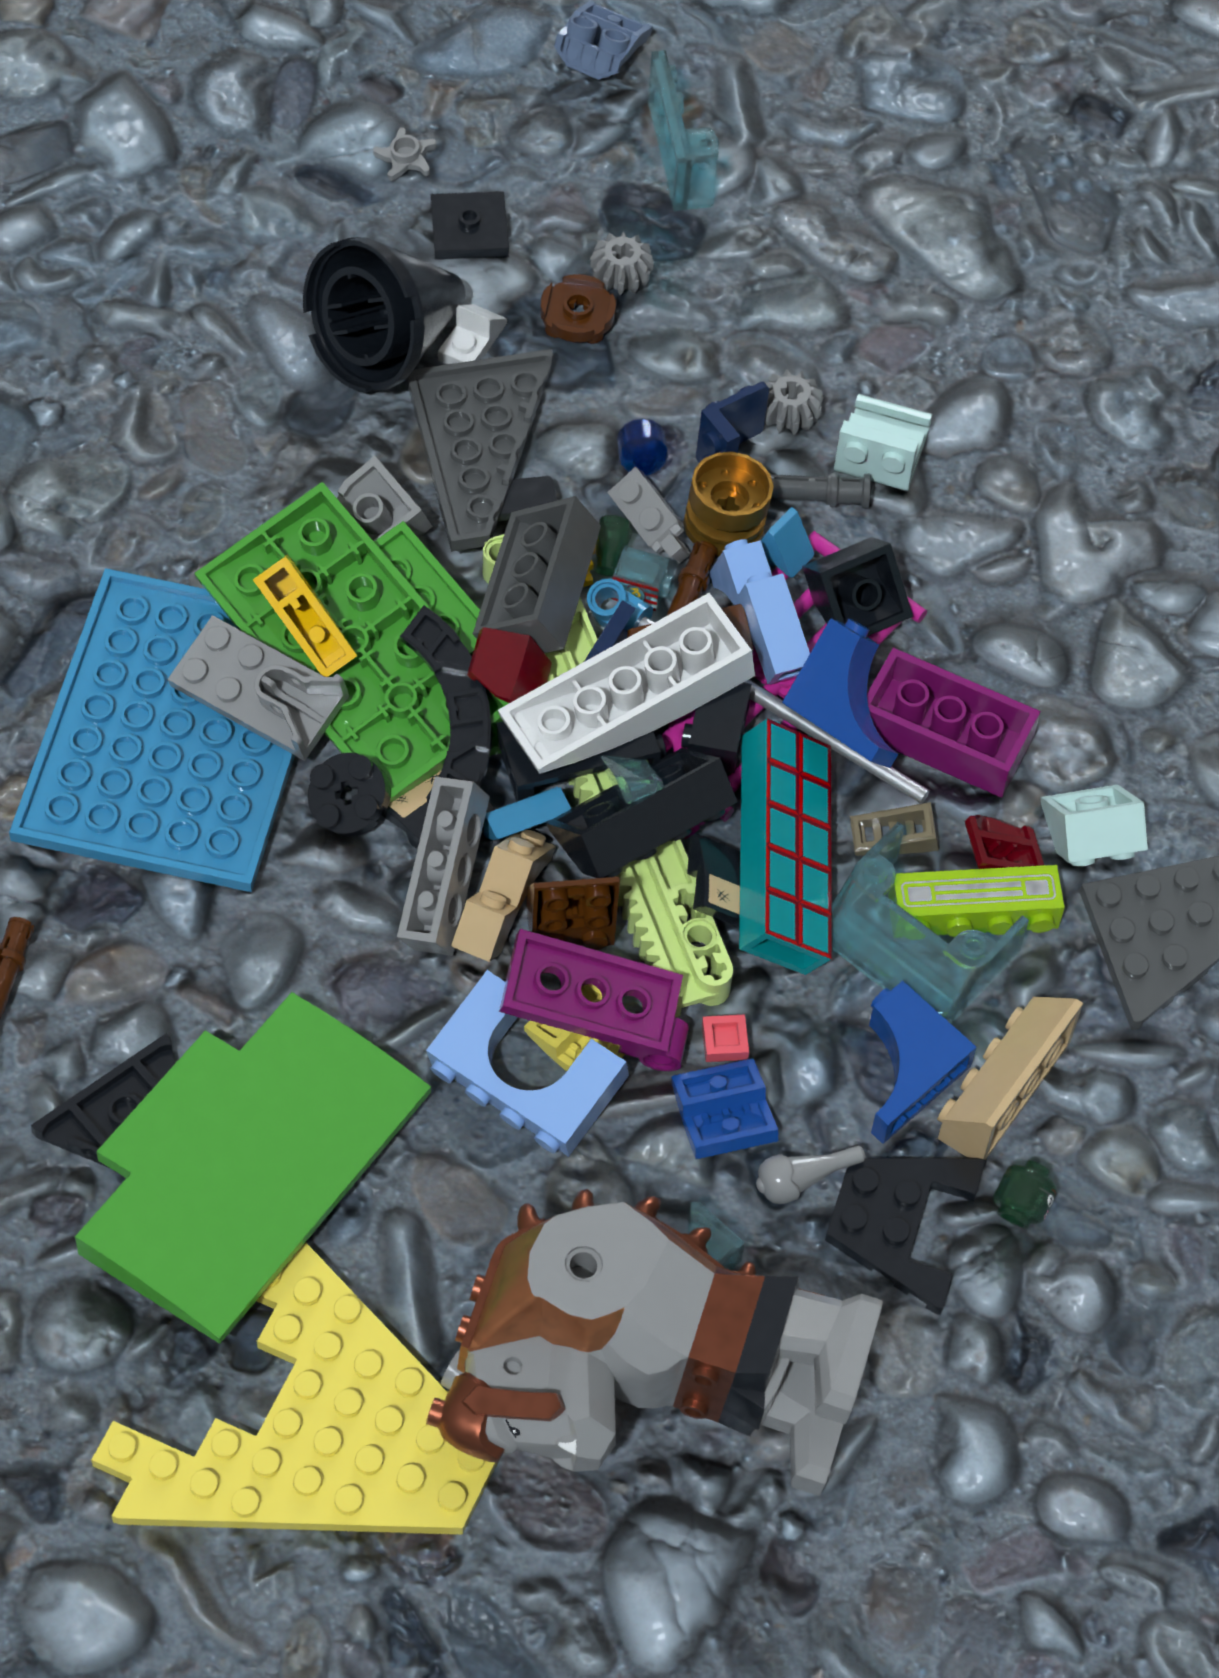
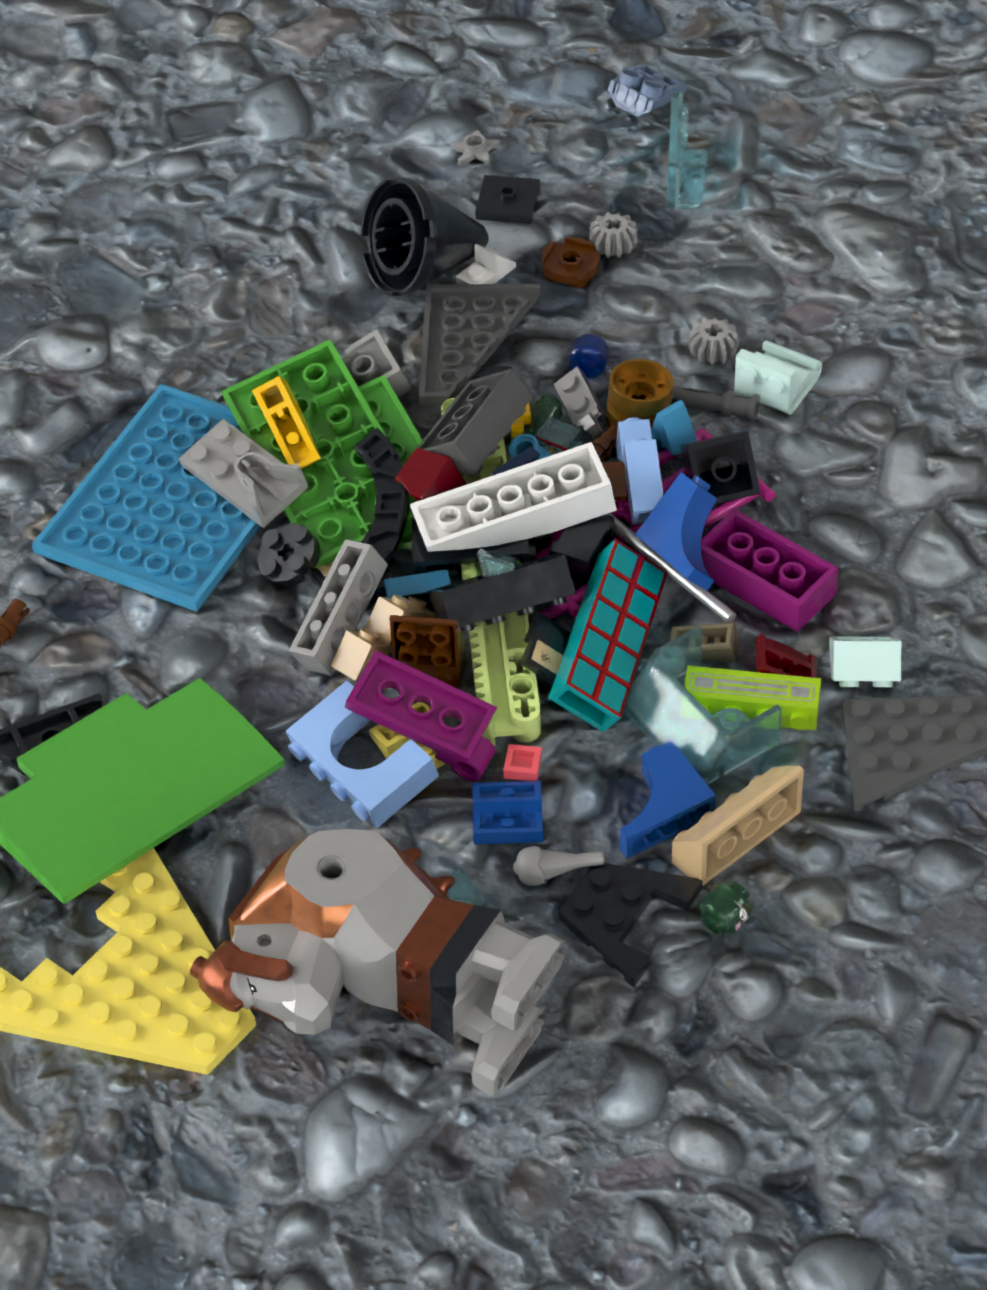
camera: 20 degrees right, 10 degrees down
(732, 421) = (663, 341): dark blue bracket -> none

